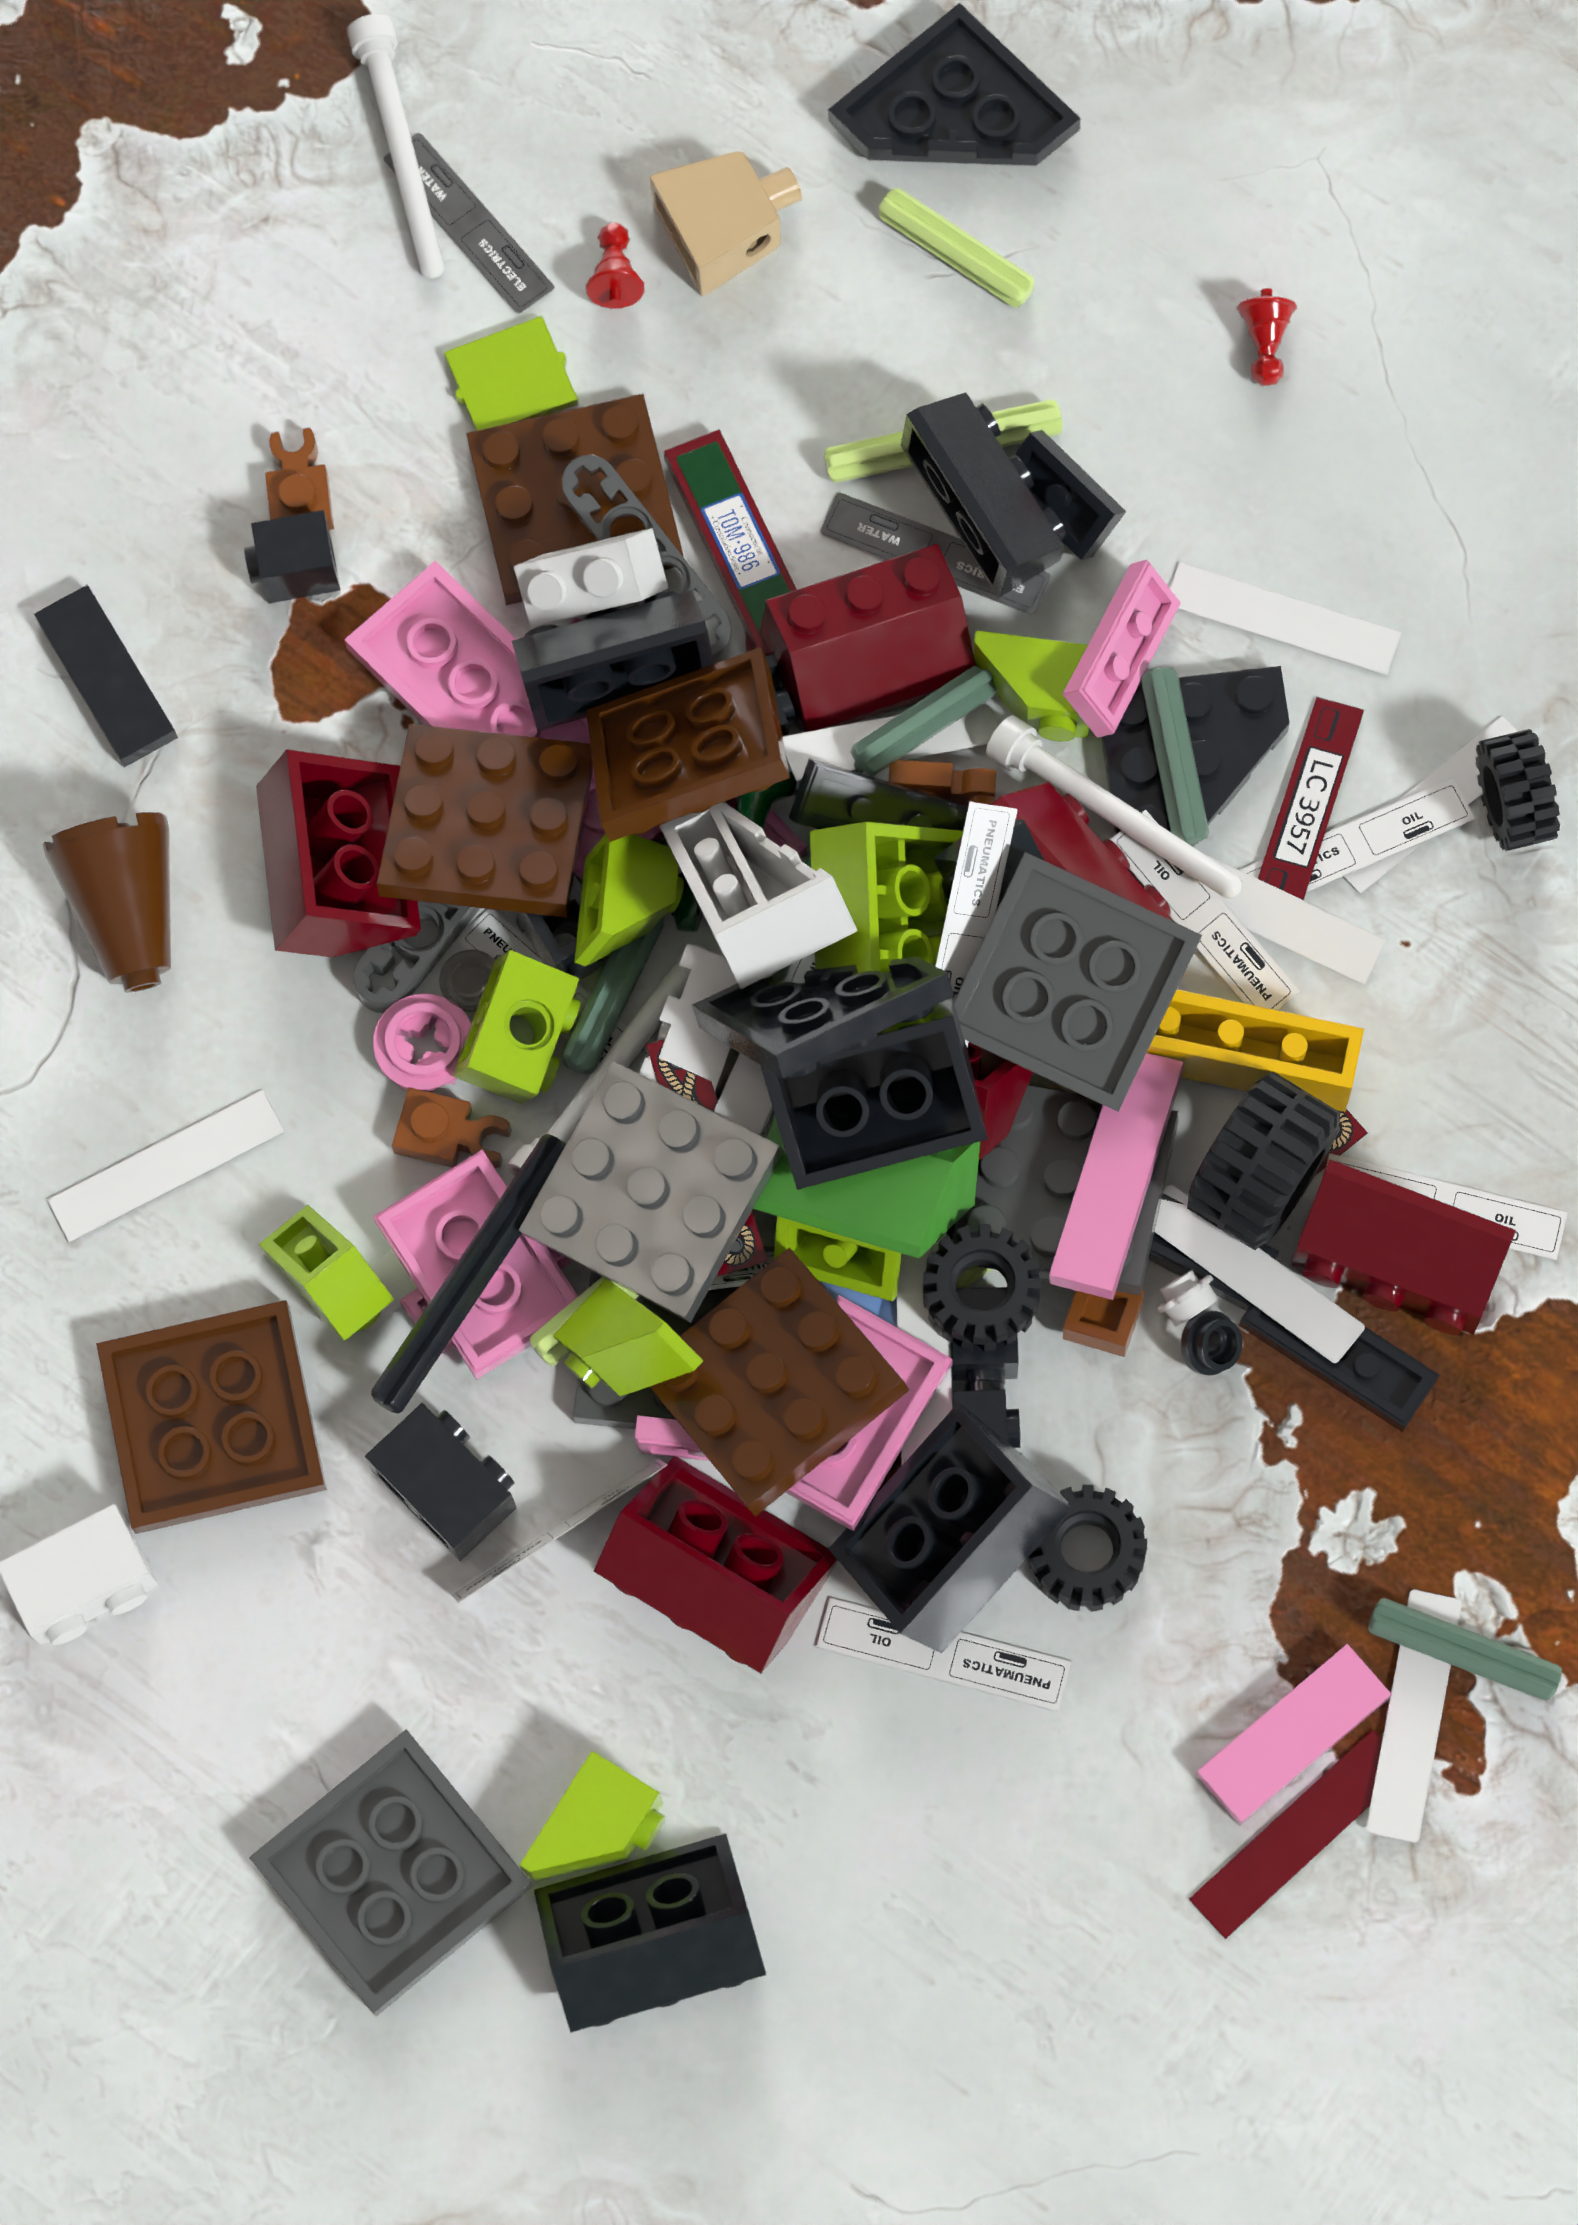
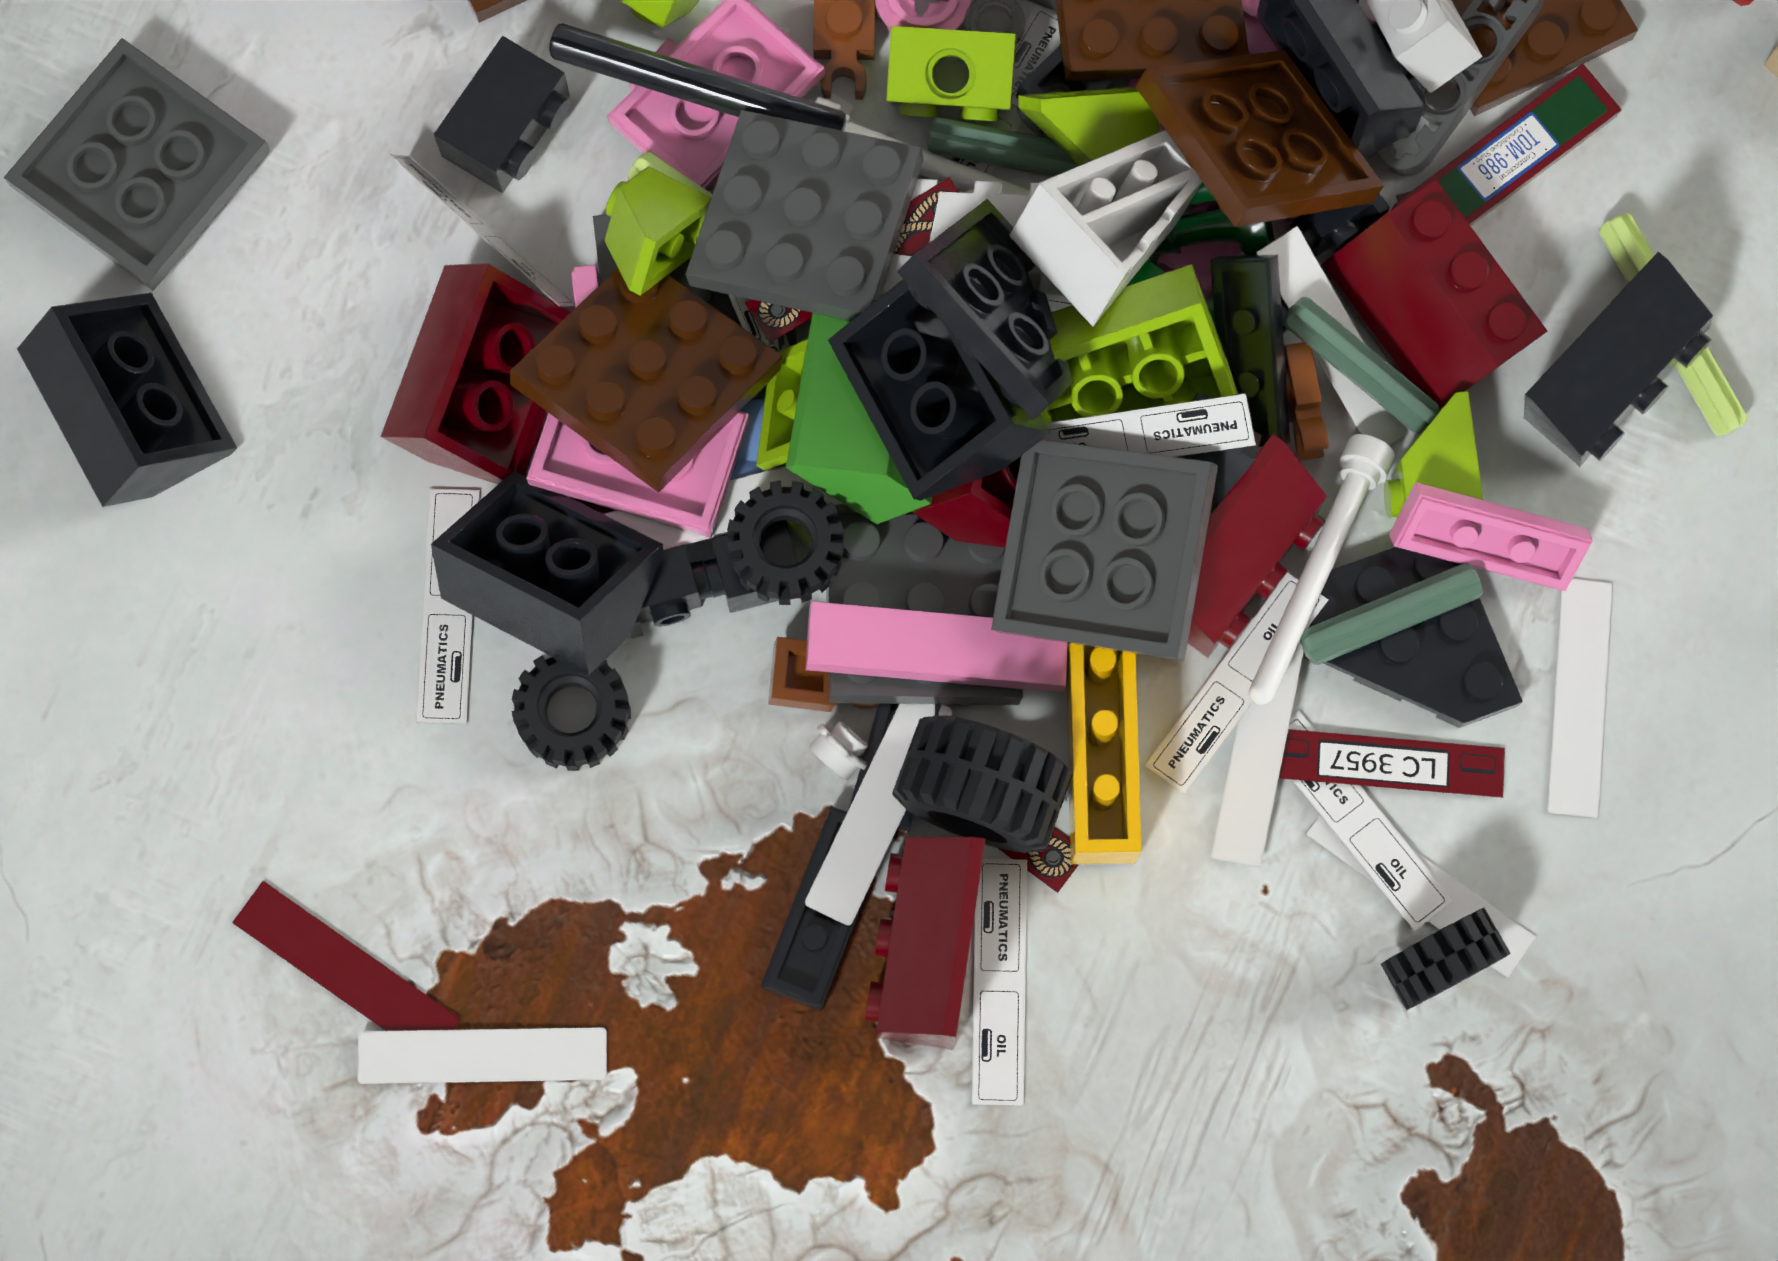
camera: 70 degrees right, 5 degrees up
(595, 1822) = (219, 326): lime slope -> none
(894, 535) = (1560, 309): flat silver sticker -> none
(1073, 495) = (1646, 451): black plate -> none
(1210, 1343) = (795, 795): black plate -> none
(1293, 1734) = (436, 943): bright pink tile -> none
(1465, 1649) = (552, 1089): sand green axle -> none

